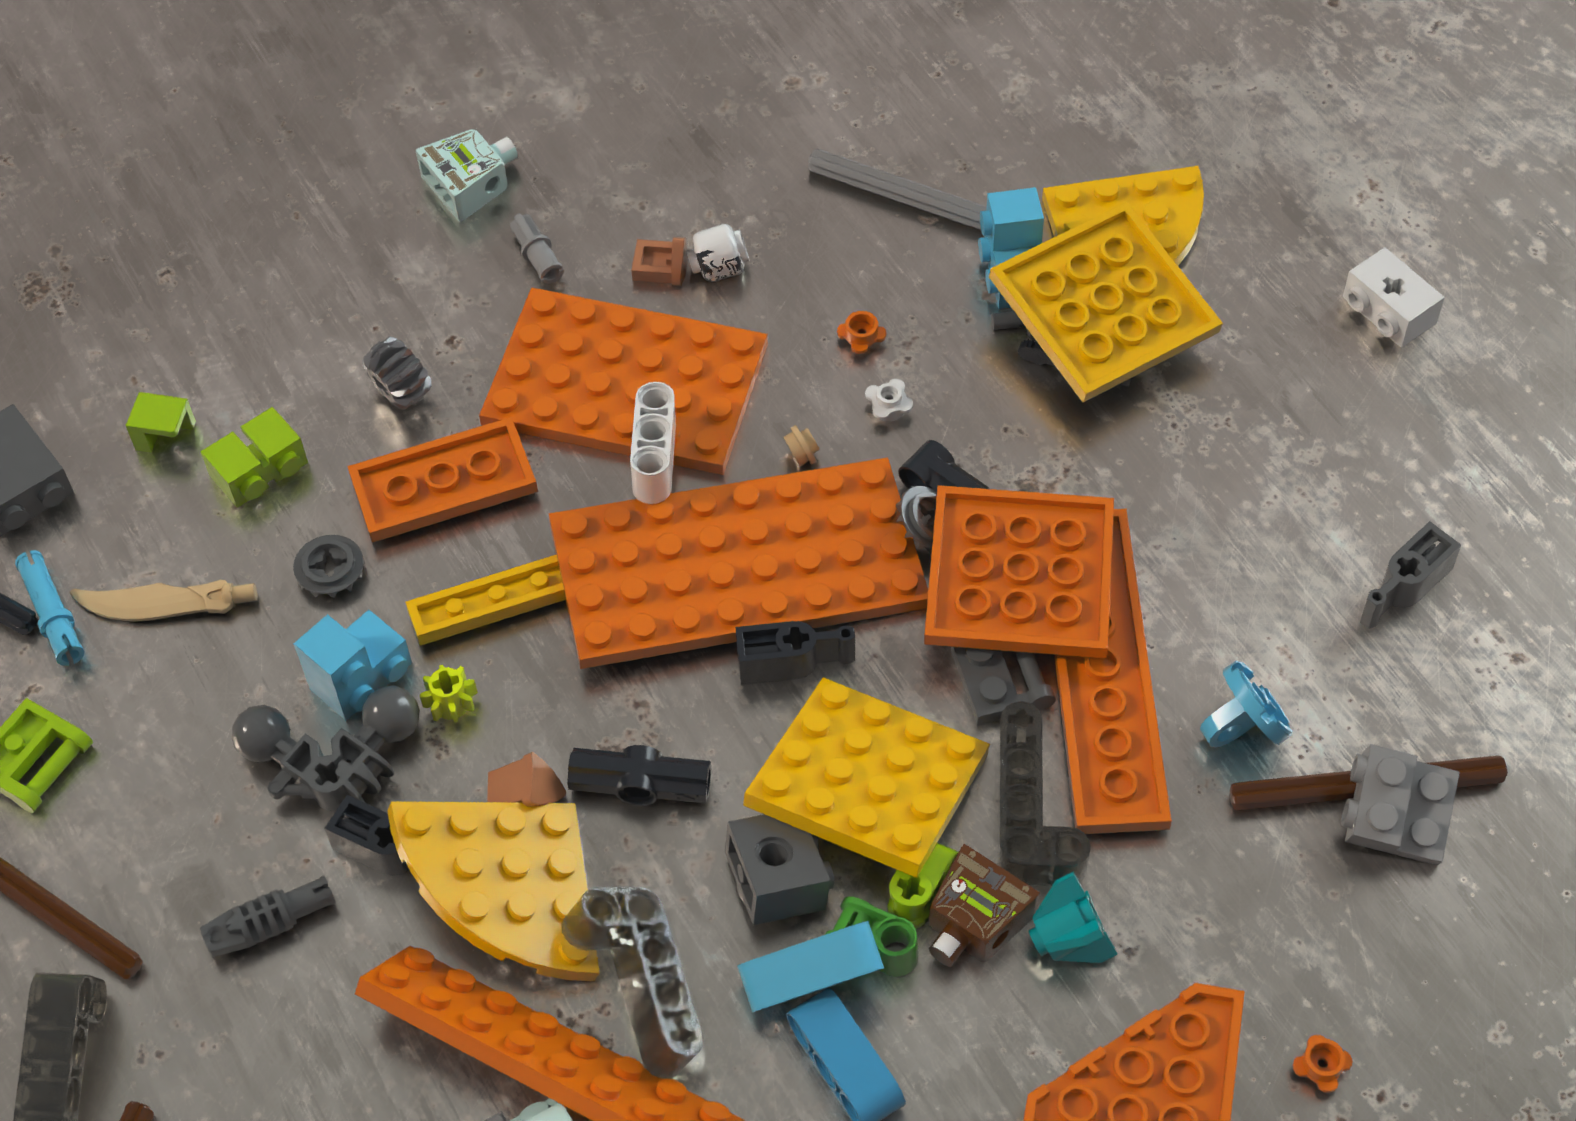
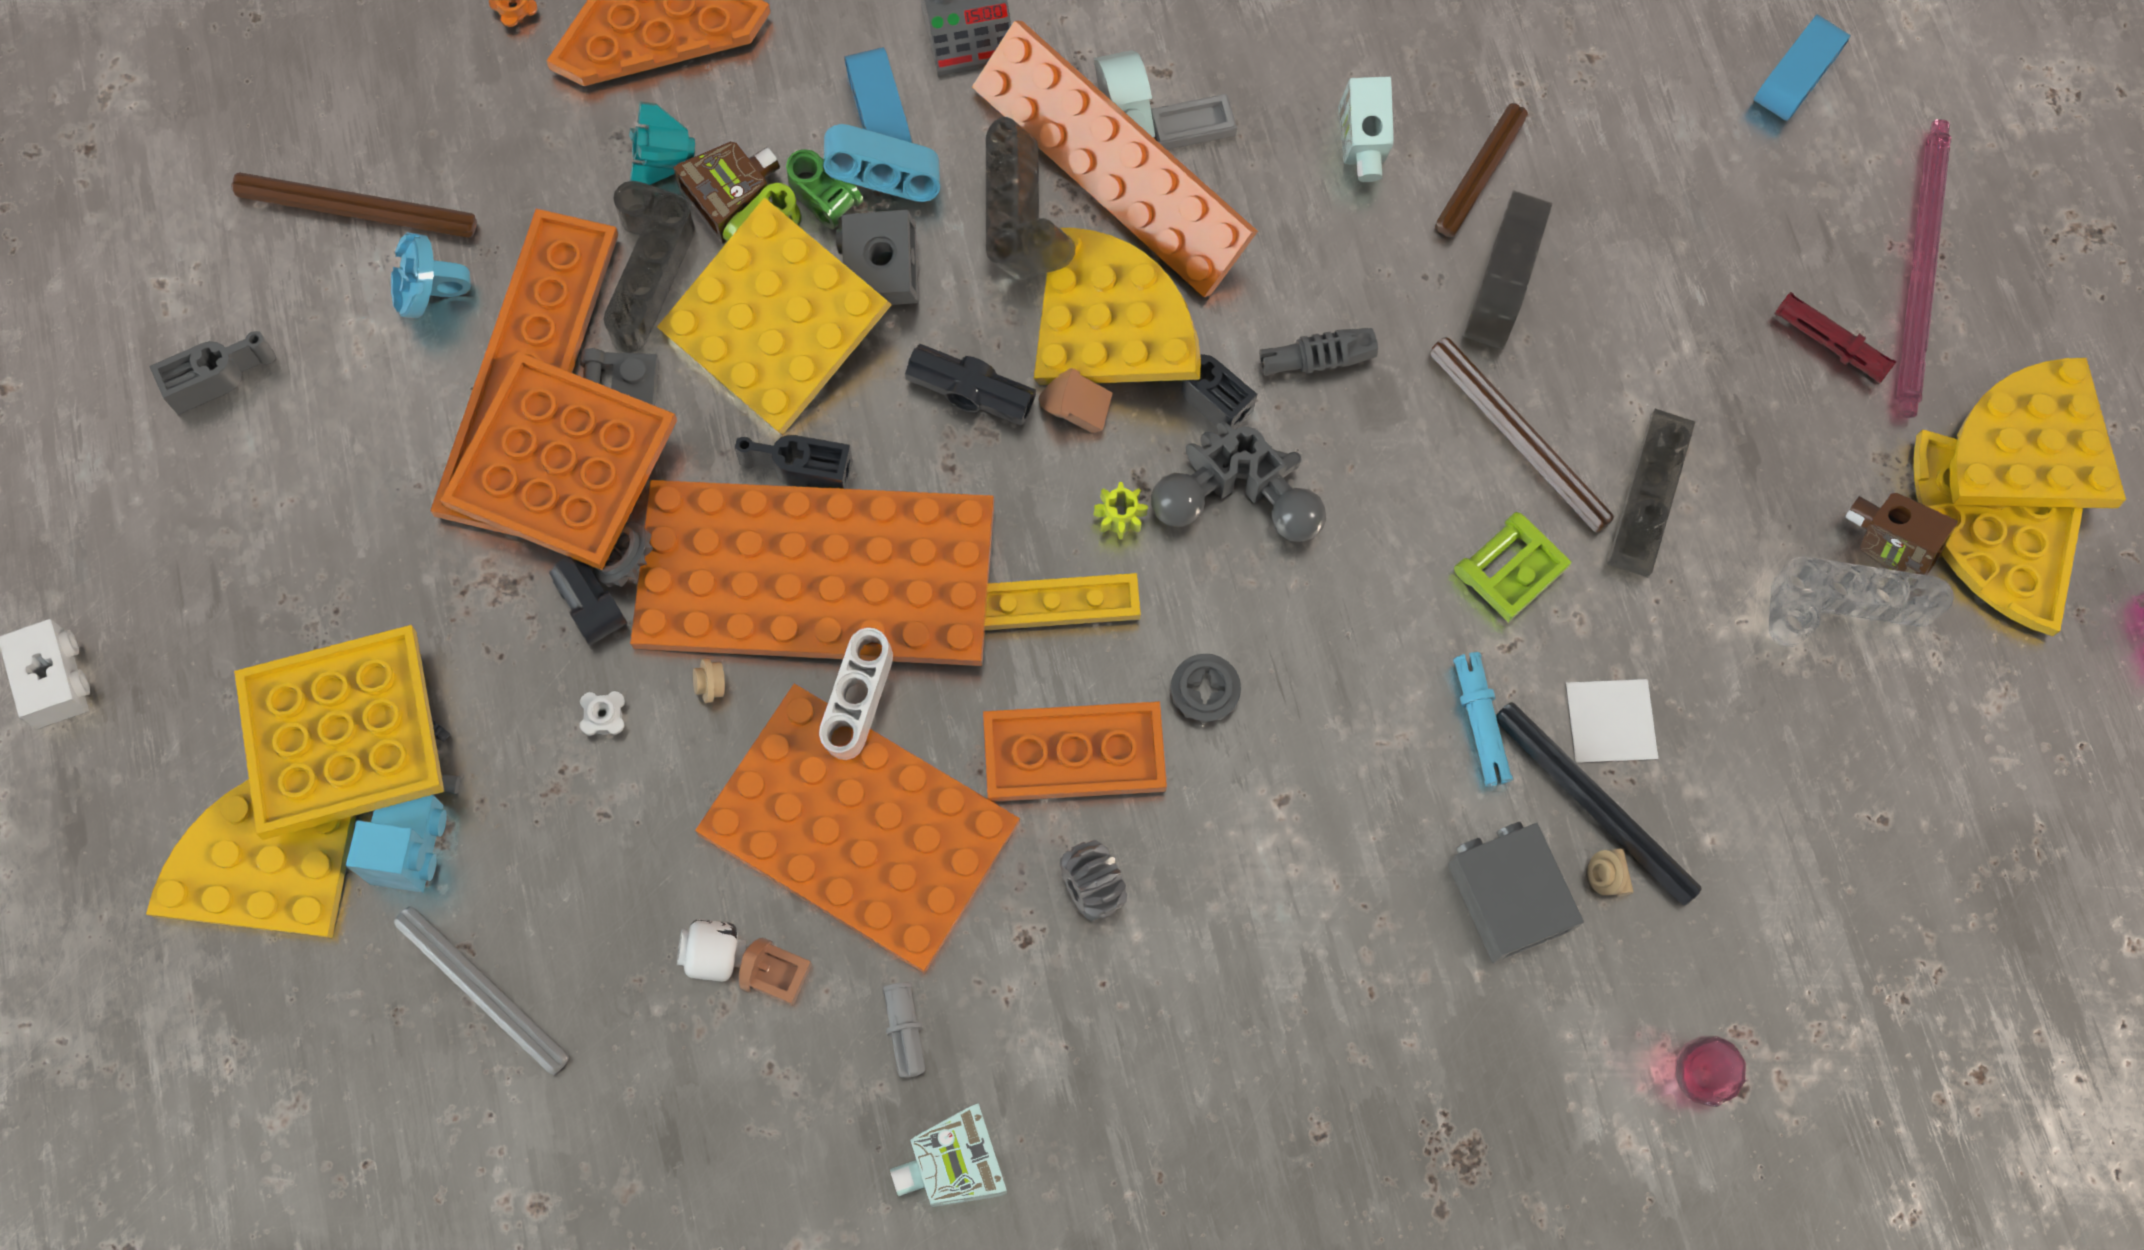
camera: 170 degrees left, 15 degrees up
(157, 416) = (1349, 902): lime panel -> none
(164, 601) = (1373, 700): tan sword -> none
(245, 470) = (1277, 820): lime piece -> none
(351, 662) = (1205, 559): medium azure brick -> none
(864, 323) = (585, 802): orange plate -> none
(1400, 804) = (342, 165): light grey plate -> none

